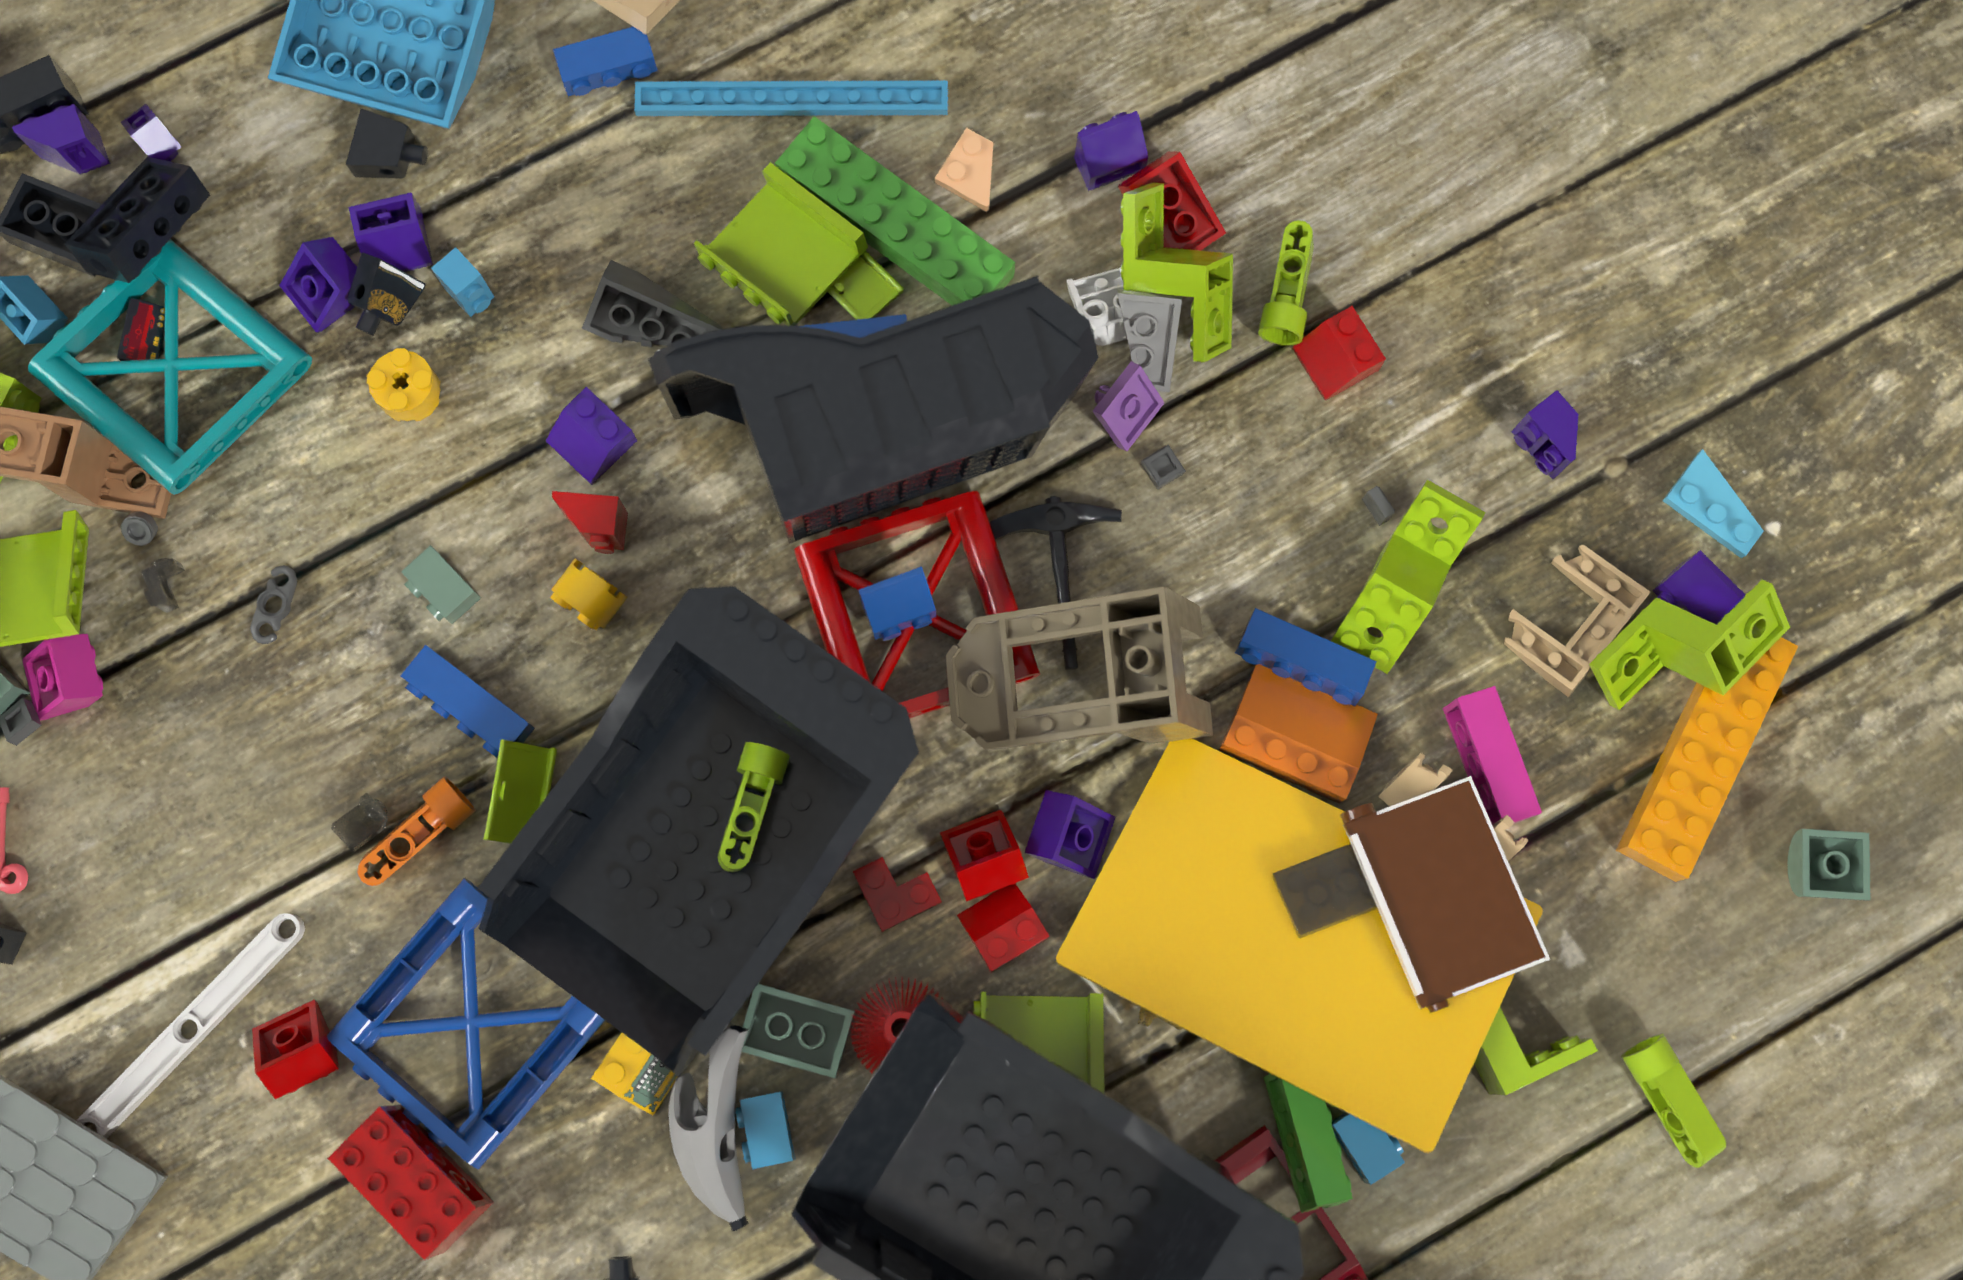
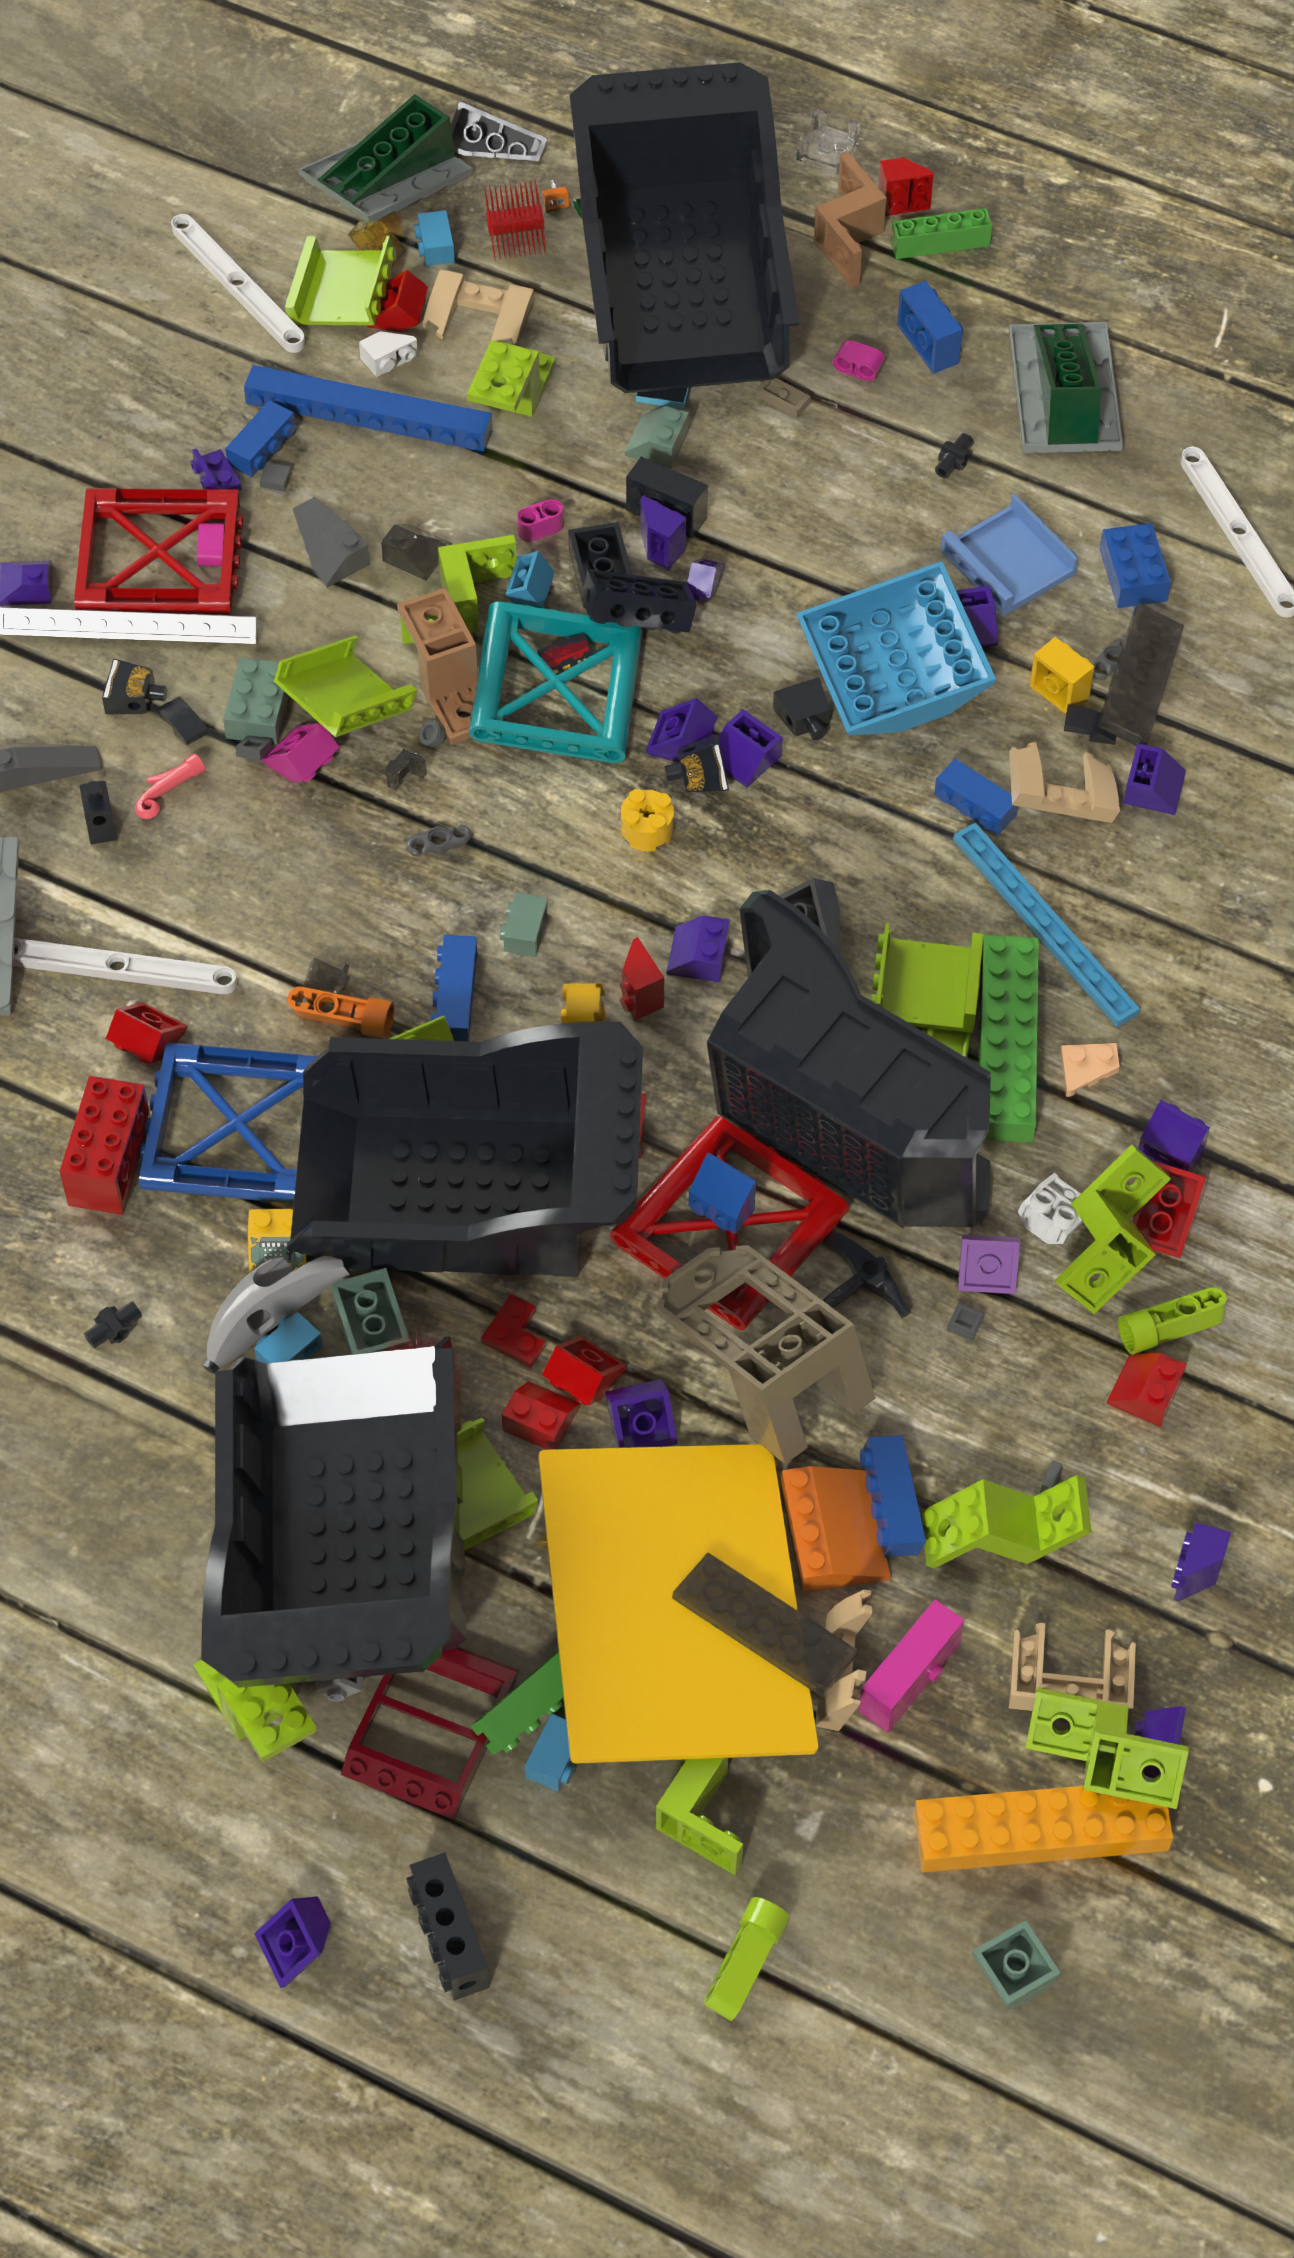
camera: 60 degrees right, 20 degrees down
(463, 282) = (745, 806): dark azure brick -> none
(760, 769) = (538, 1182): lime beam -> none
(1152, 332) = (1054, 1245): light grey wing -> none
(1444, 892) = (776, 1666): reddish brown door -> none
(1713, 506) = (1244, 1726): medium azure wing -> none

